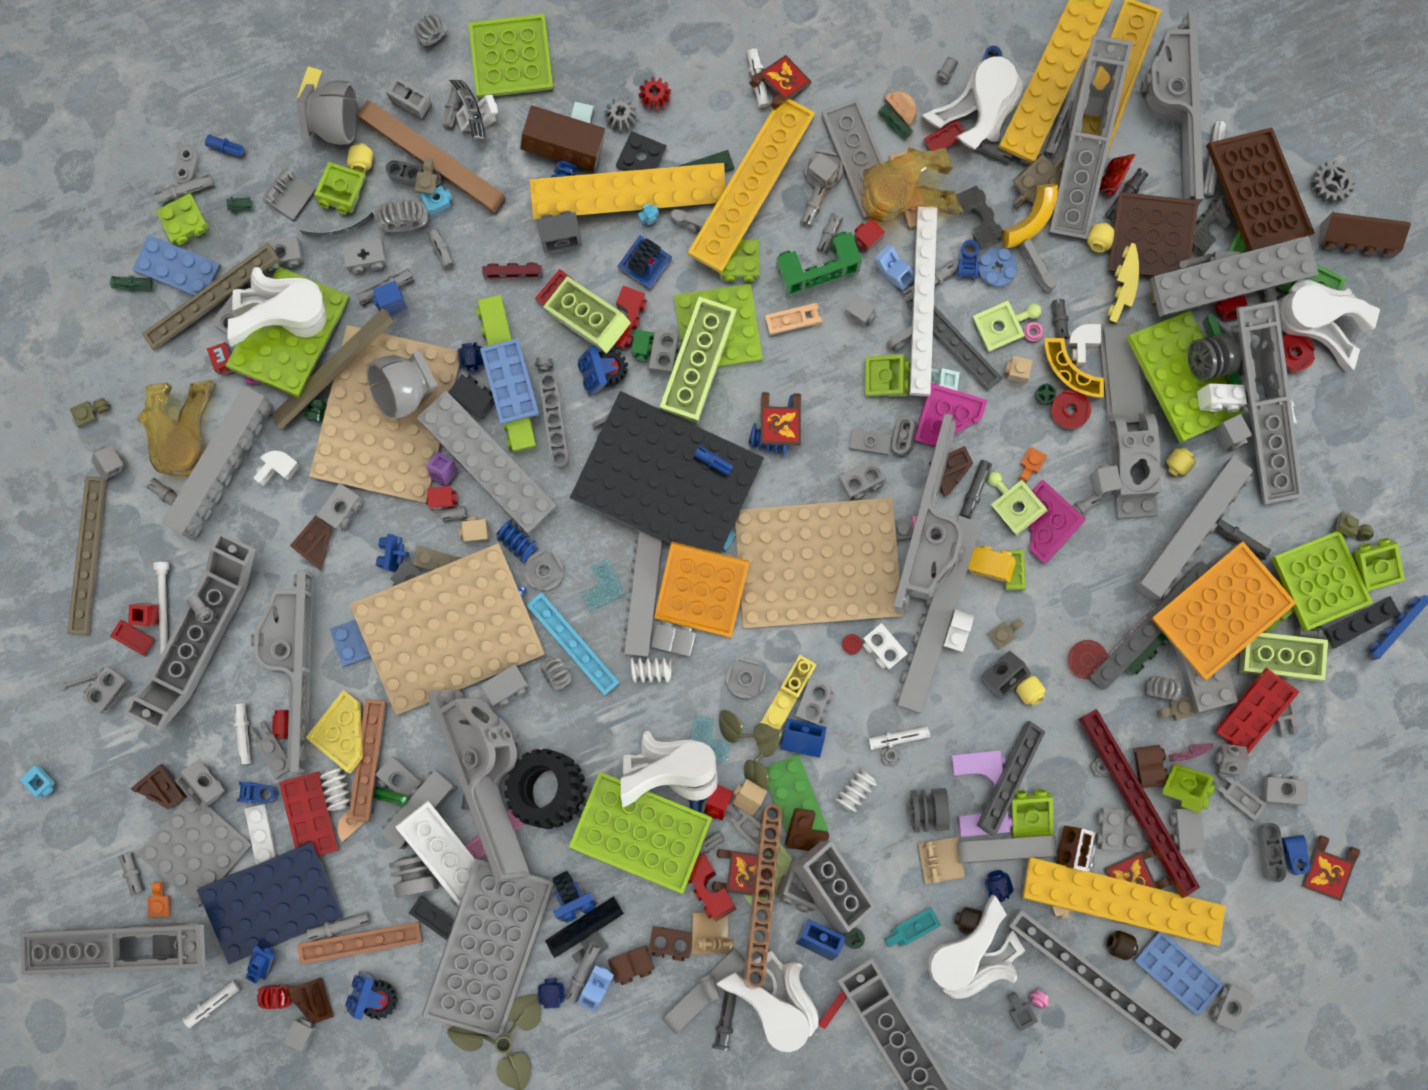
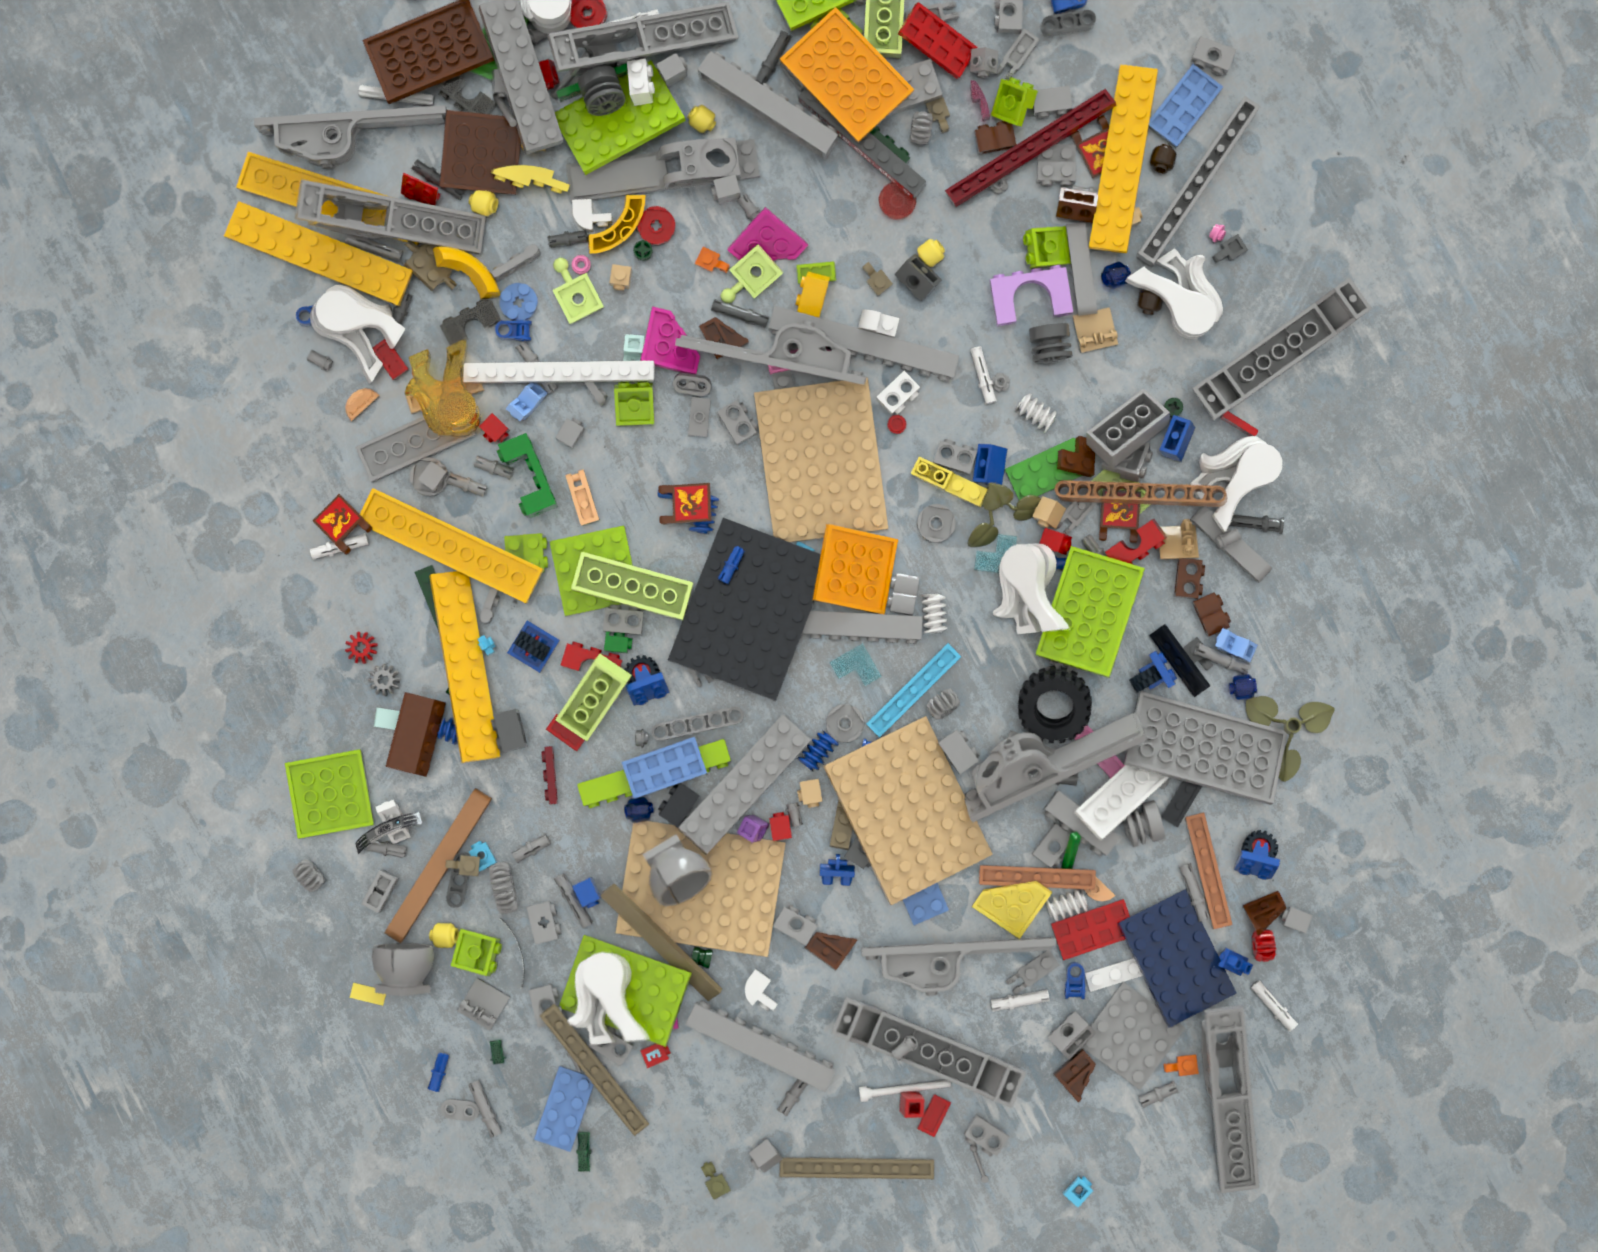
camera: 90 degrees left, 5 degrees up
(173, 444) = (744, 1089): clear yellow animal -> none
(182, 219) = (516, 1107): lime plate -> none
(280, 724) = (1008, 962): red brick -> none
(638, 143) = (413, 663): black plate -> none
(895, 121) = (376, 408): clear green pin -> none
(913, 928) = (1160, 352): teal hinge -> none
(963, 350) = (603, 332): dark grey tile -> none
(1010, 778) = (1015, 268): dark grey tile -> none

